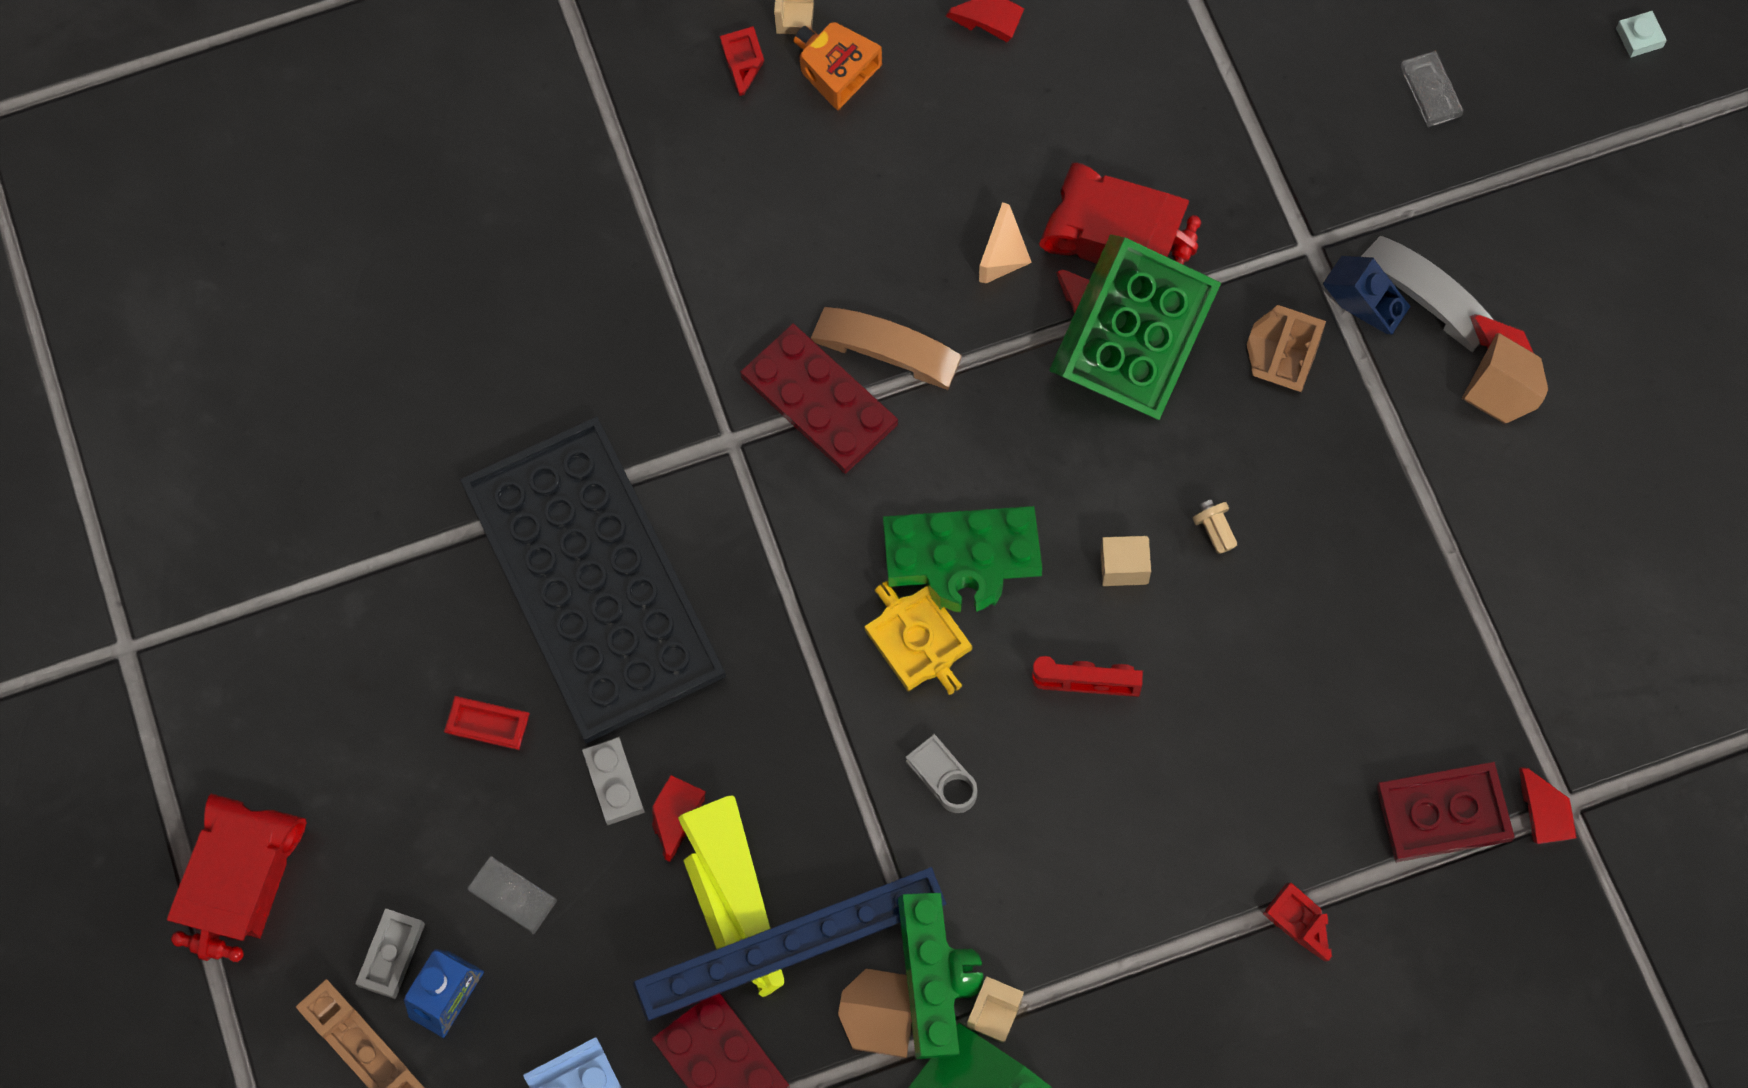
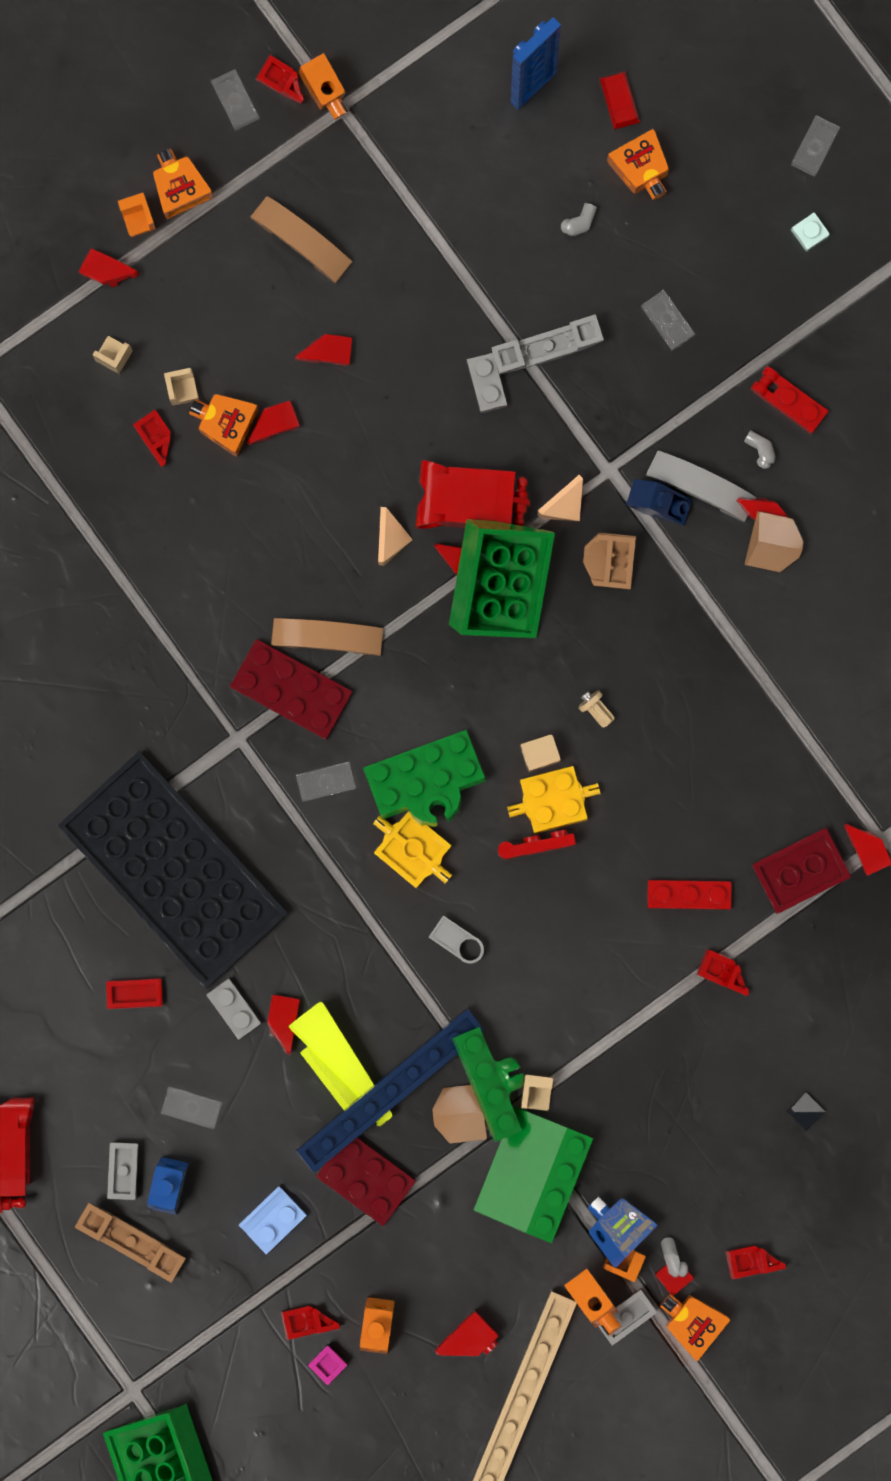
camera: 15 degrees left, 15 degrees up
(828, 521) = (325, 781): none -> clear plate
(896, 77) = (274, 421): none -> red slope
(1127, 627) = (553, 800): none -> yellow plate
(1180, 103) = (486, 383): none -> light grey plate
(1242, 264) = (565, 504): none -> light nougat slope
(1271, 80) = (548, 345): none -> light grey slope
(1280, 802) = (689, 894): none -> red plate
(1521, 266) = (764, 448): none -> light grey arm
(1568, 220) = (789, 400): none -> red plate

